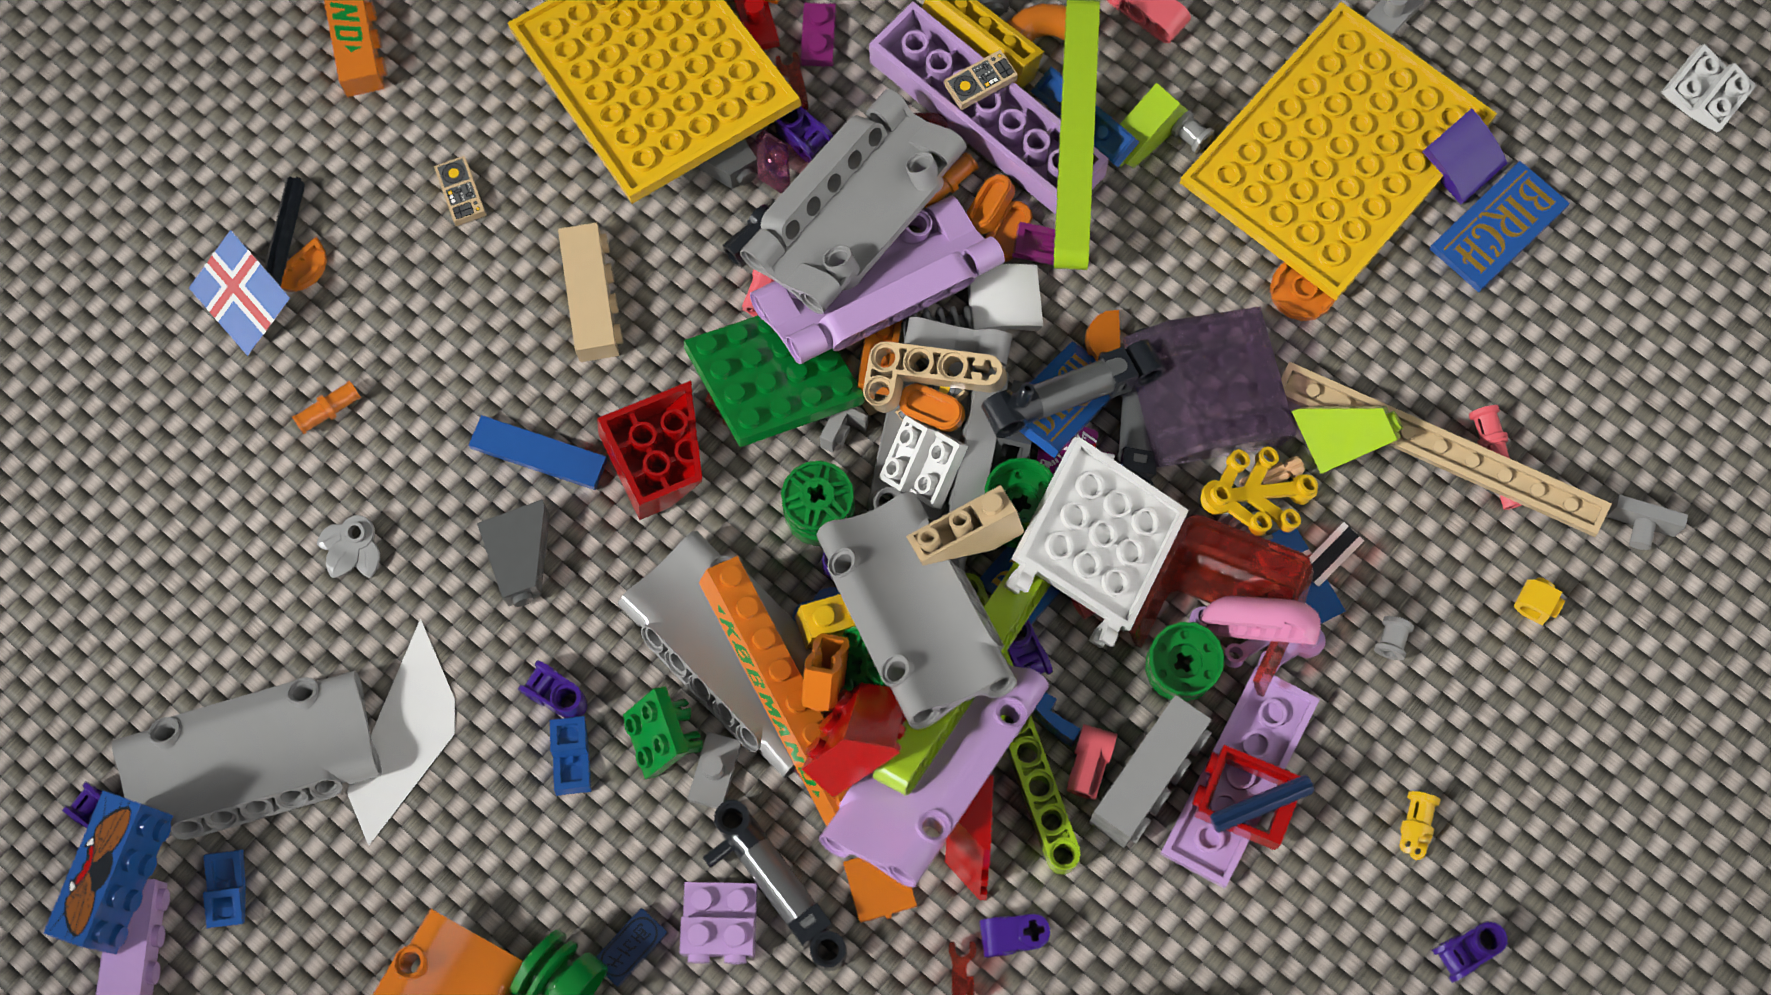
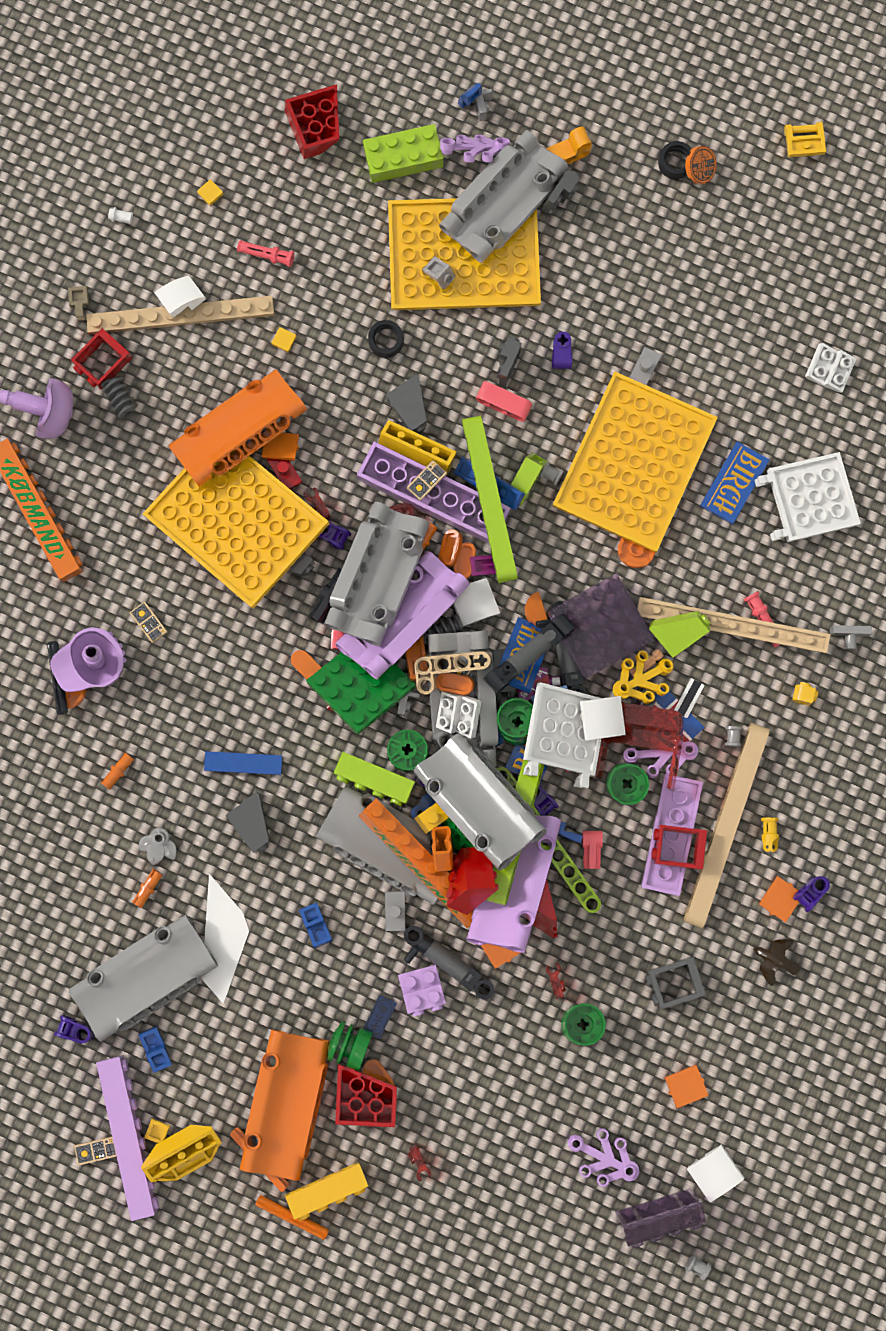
camera: 20 degrees left, 10 degrees up
(109, 874) = (98, 1063): blue brick -> none
(239, 292) = (45, 719): sticker -> none
(308, 610) = (147, 888): none -> orange pin
(340, 216) = (88, 661): none -> lavender piece
(549, 689) = (294, 893): dark purple piece -> none
(589, 292) = (242, 664): tan brick -> none
(654, 449) = (309, 745): red wedge -> none
(657, 732) = (359, 900): green plate -> none
(689, 318) = (304, 663): none -> orange tile
(747, 532) = (372, 777): none -> lime brick
(773, 161) = (322, 559): clear pink plate -> none
(818, 34) = (323, 470): magenta plate -> none
(968, 529) = (495, 752): tan slope -> none
(1006, 937) = (573, 954): dark purple piece -> none
(1040, 21) = (447, 429): orange cylinder -> none
(1145, 777) = (625, 848): light grey brick -> none
(1171, 532) = (602, 718): none -> white slope
(1262, 619) = (663, 753): bright pink brick -> none
(1262, 803) = (688, 851): dark blue axle -> none
(1341, 790) = (726, 825): none -> tan beam
(1406, 948) = (779, 899): none -> orange piece
(1466, 156) = (706, 447): dark purple slope -> none
(1628, 280) = (811, 497): none -> white plate

